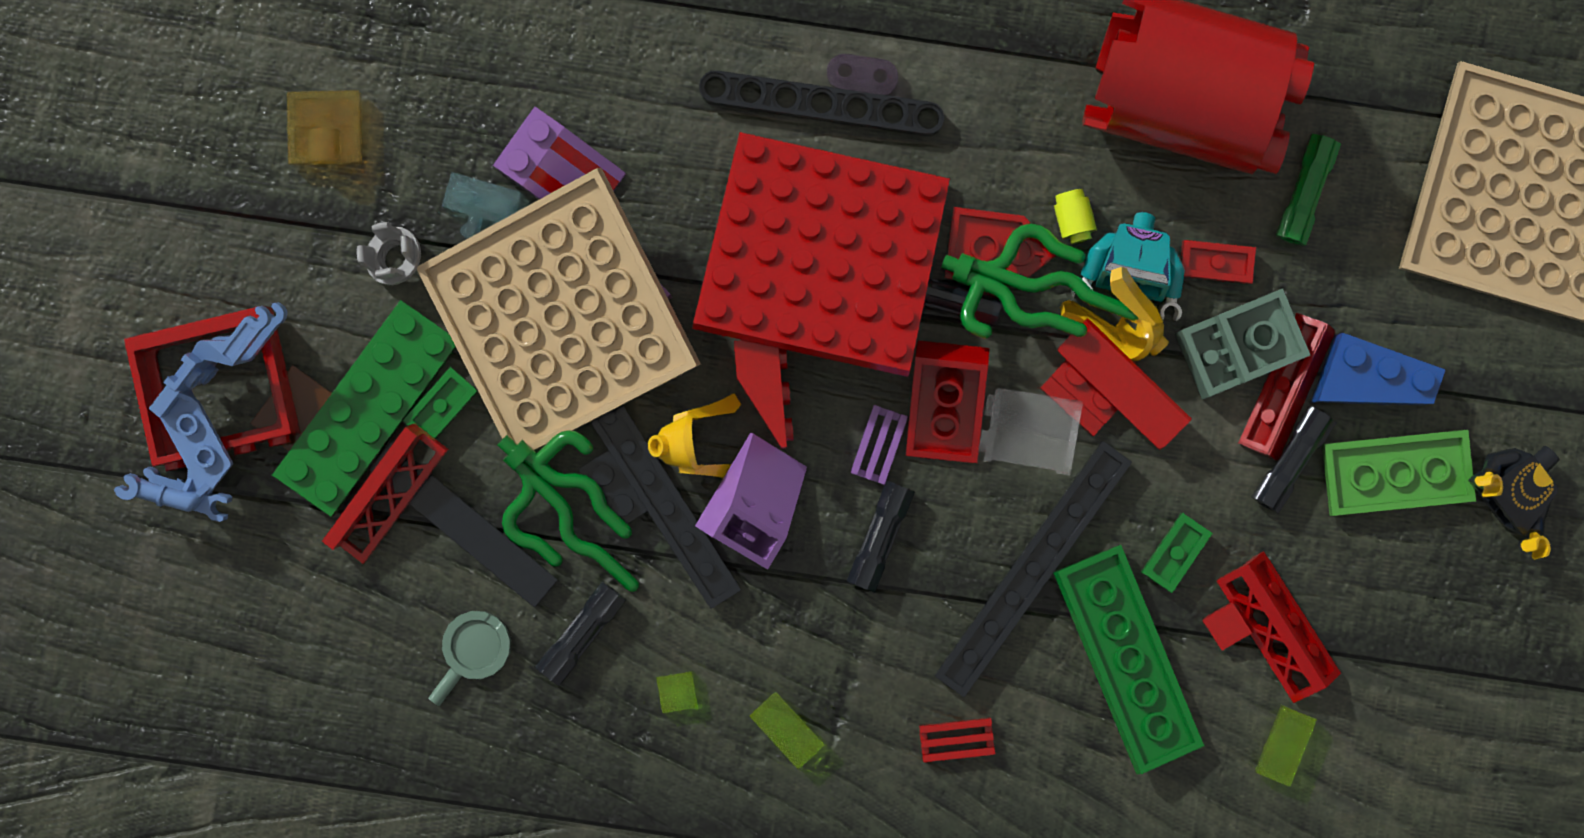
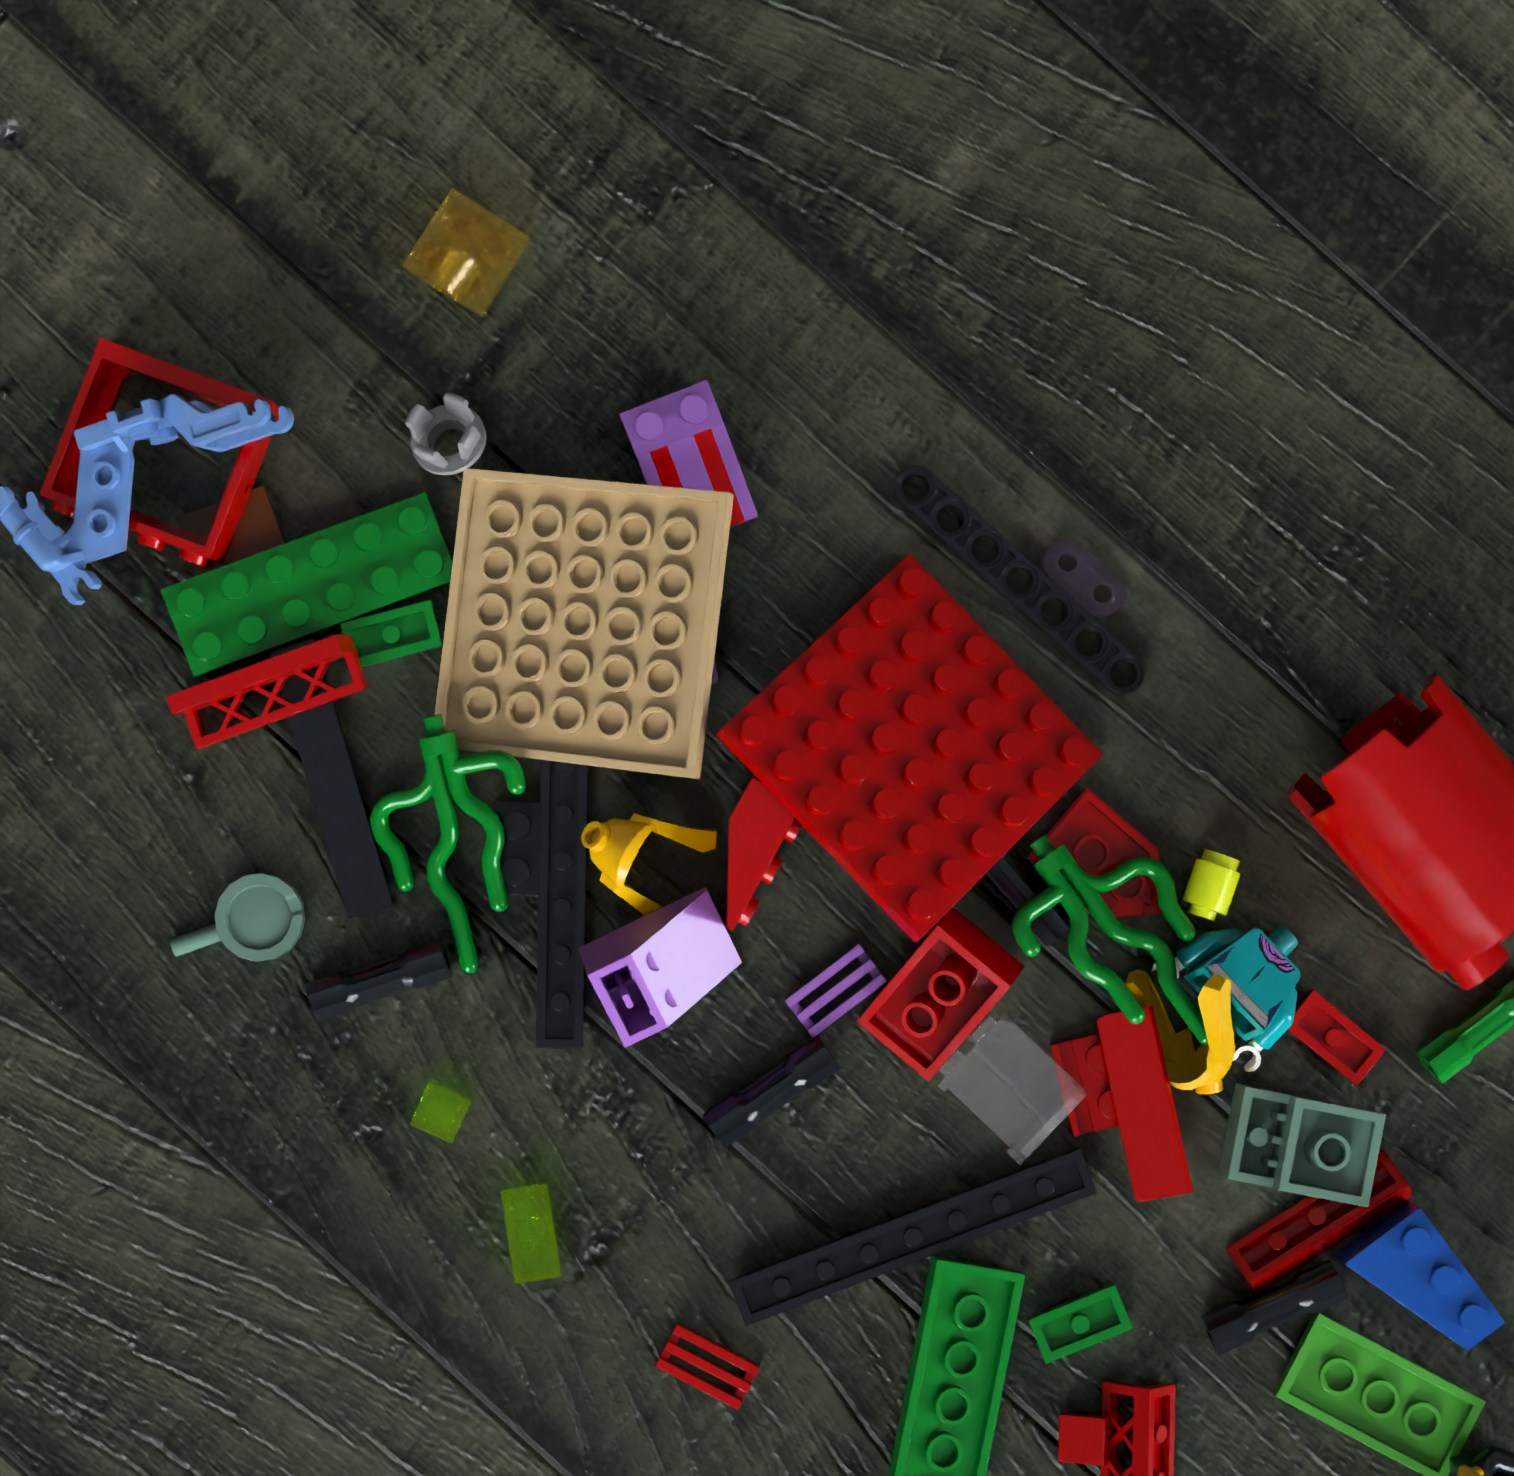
camera: 35 degrees right, 0 degrees up
(479, 201) = (580, 443): clear light blue plate -> none

